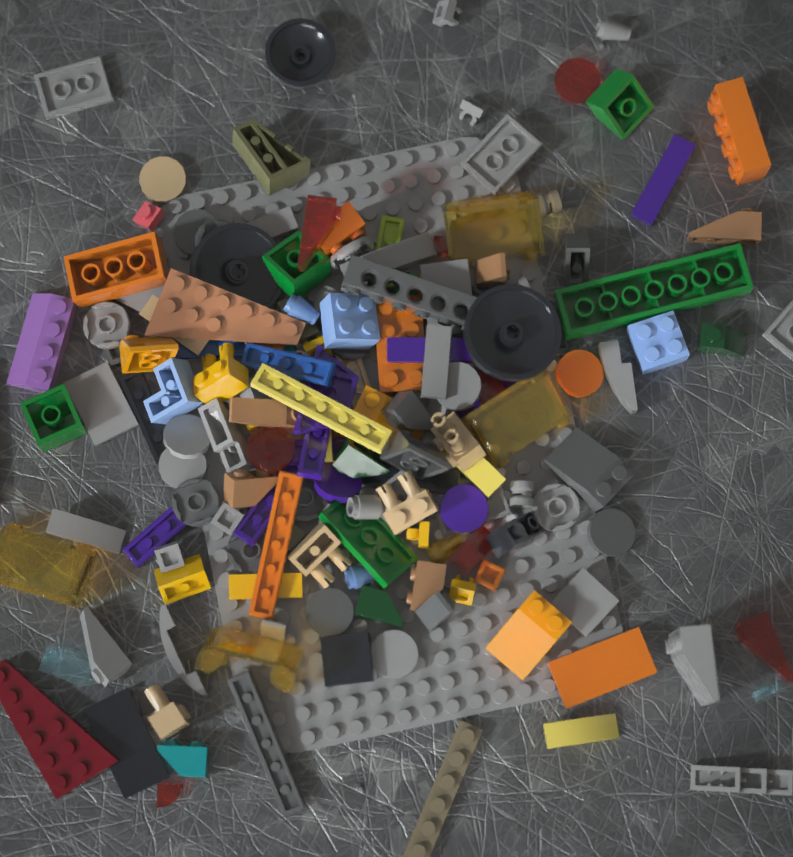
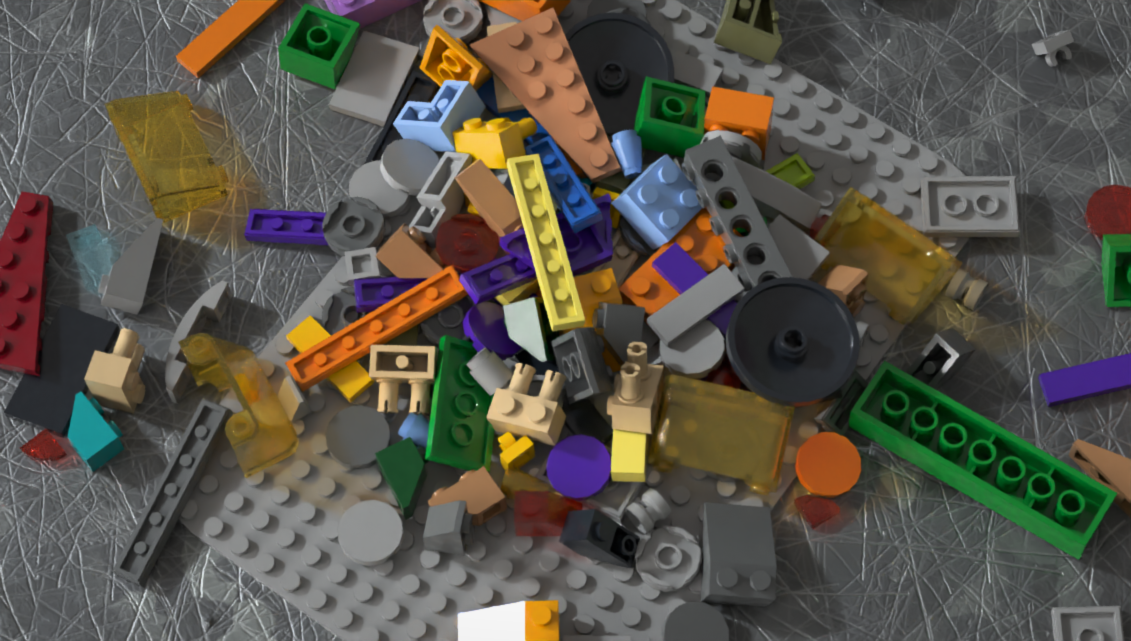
camera: 50 degrees right, 15 degrees down
(85, 531) = (237, 162): light grey slope -> none
(169, 556) = (279, 251): light grey tile -> none
(183, 580) = (268, 283): yellow panel -> none
(317, 226) = (715, 88): clear red slope -> none
(347, 659) = (324, 491): black tile -> none
(462, 591) = (494, 539): yellow tile -> none
(474, 108) = (988, 146): light grey tile -> none
(489, 575) = (537, 554): orange tile -> none
(597, 403) = (816, 509): none -> clear red tile
(618, 374) = (865, 500): light grey slope -> none
(657, 342) = (934, 509): light blue brick -> none
(720, 340) = (1002, 570): dark green slope -> none

